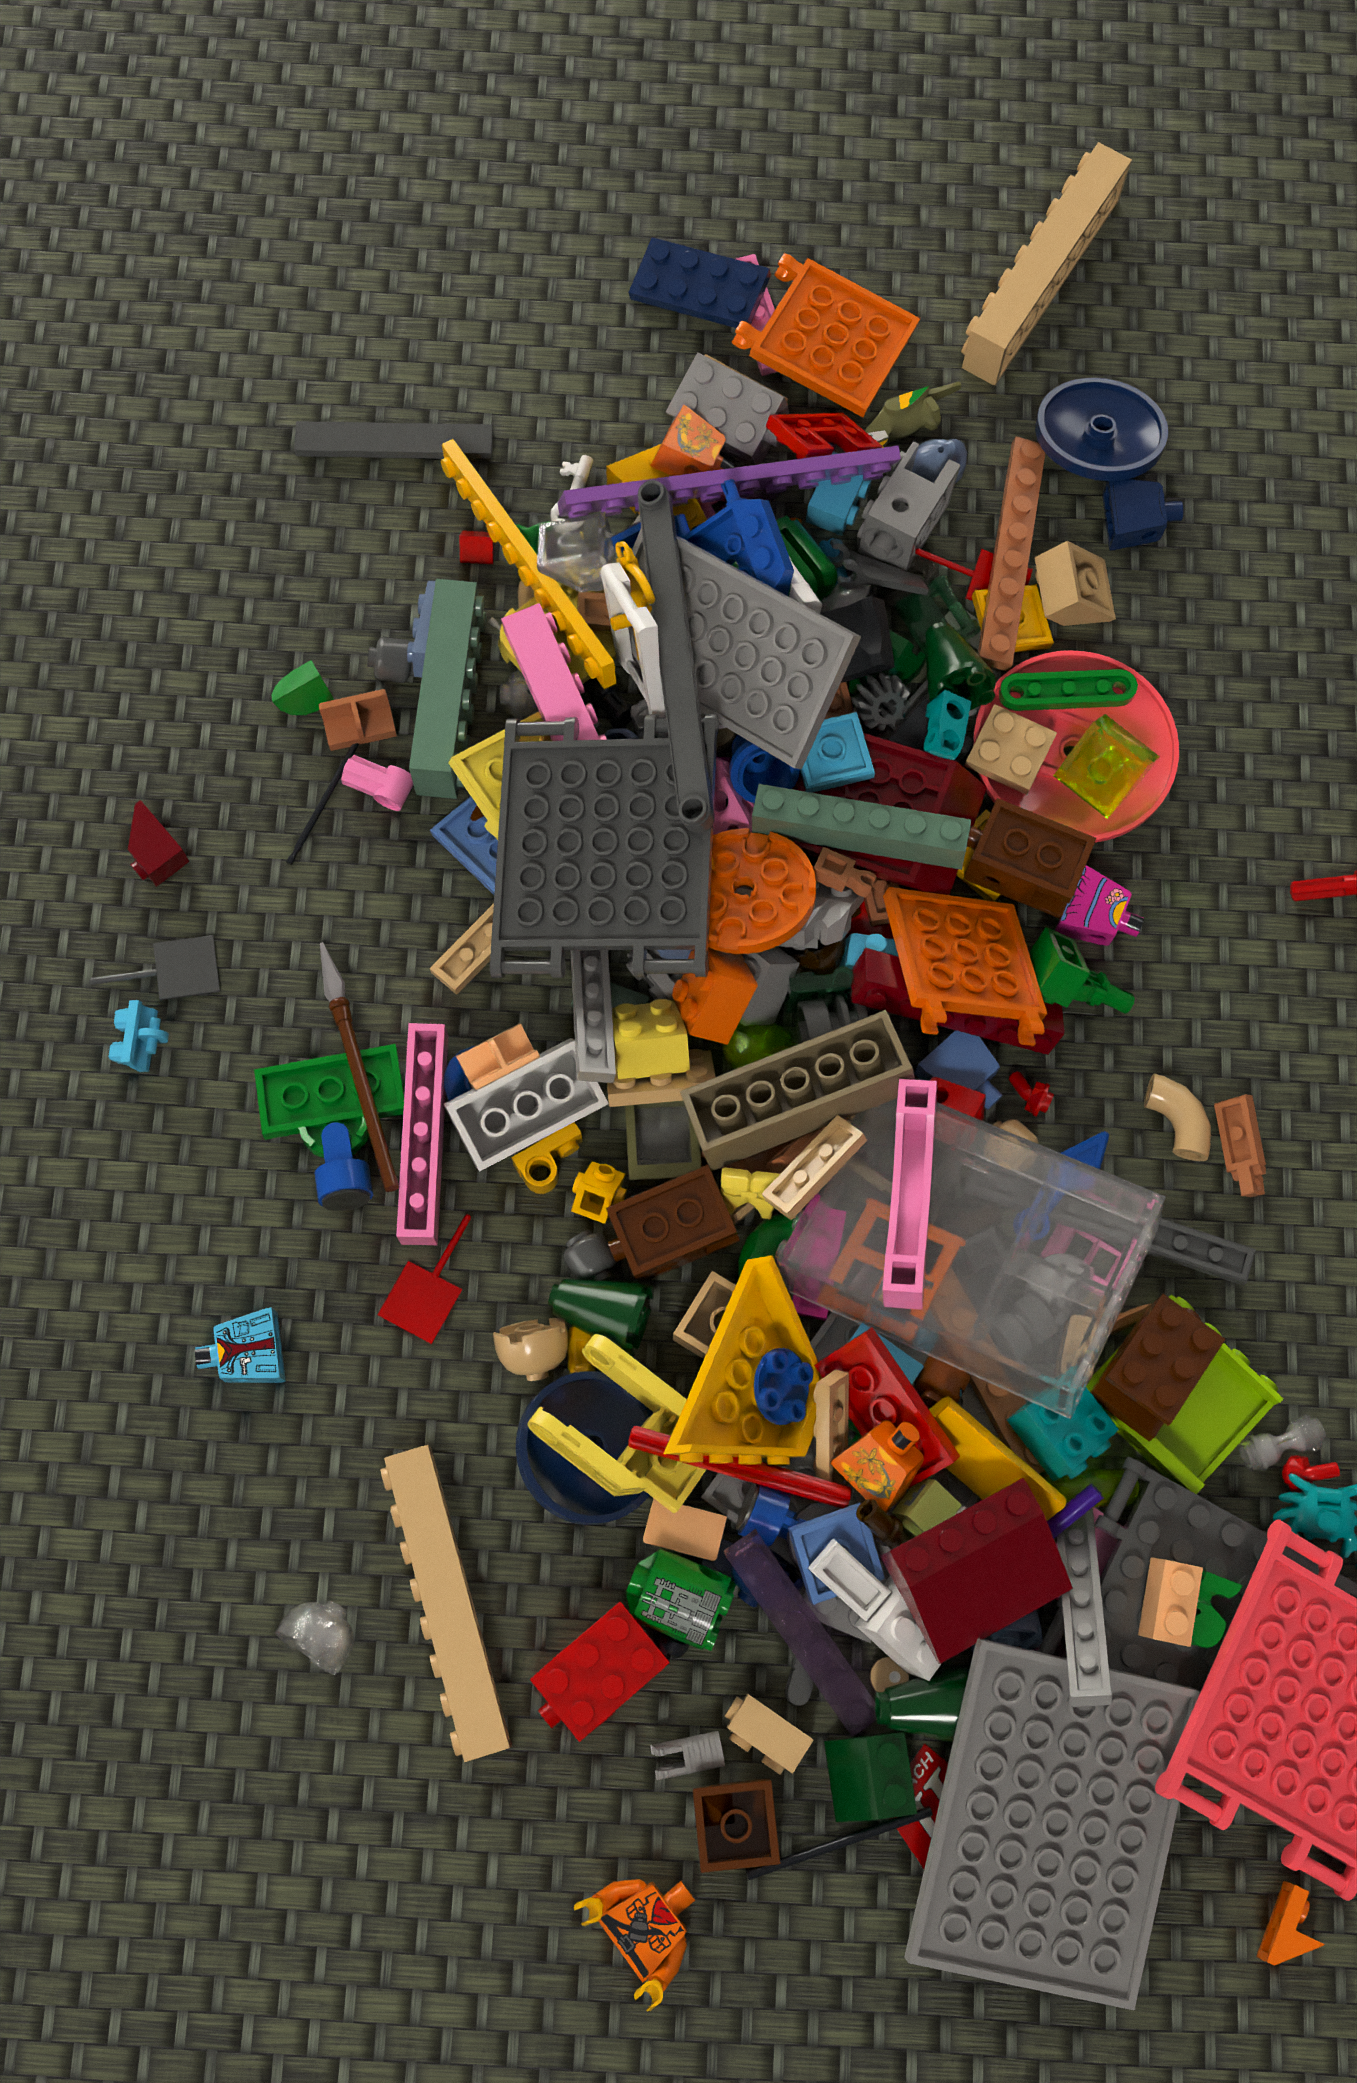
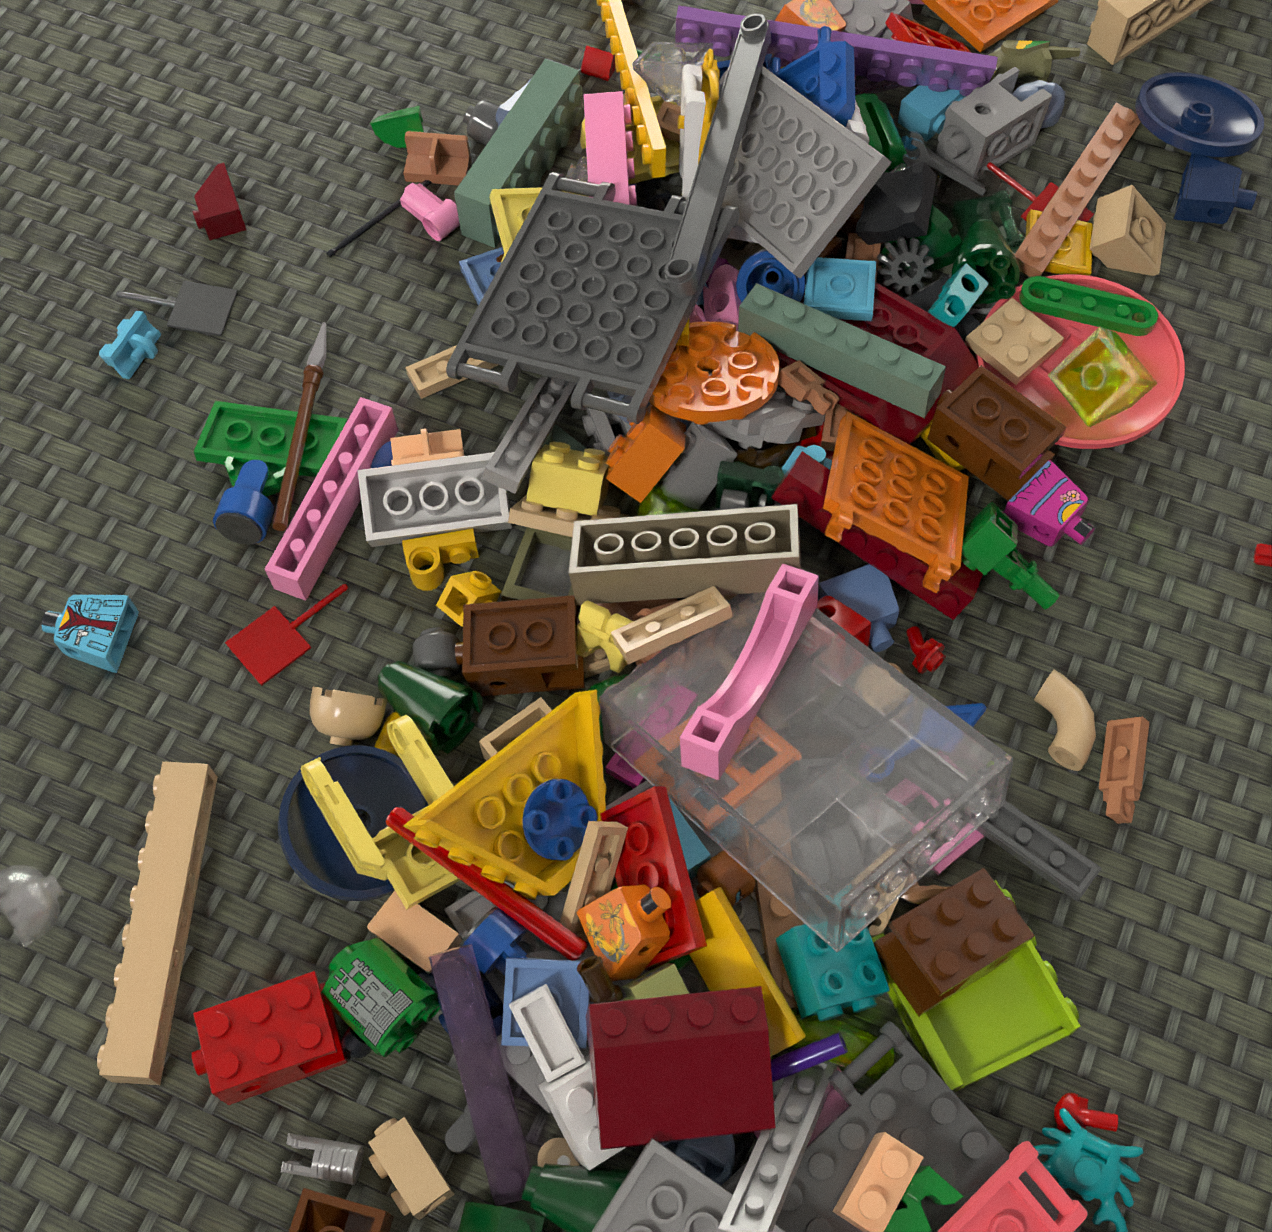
camera: 25 degrees right, 10 degrees down
(1266, 1450) = (1045, 1076): clear piece -> none

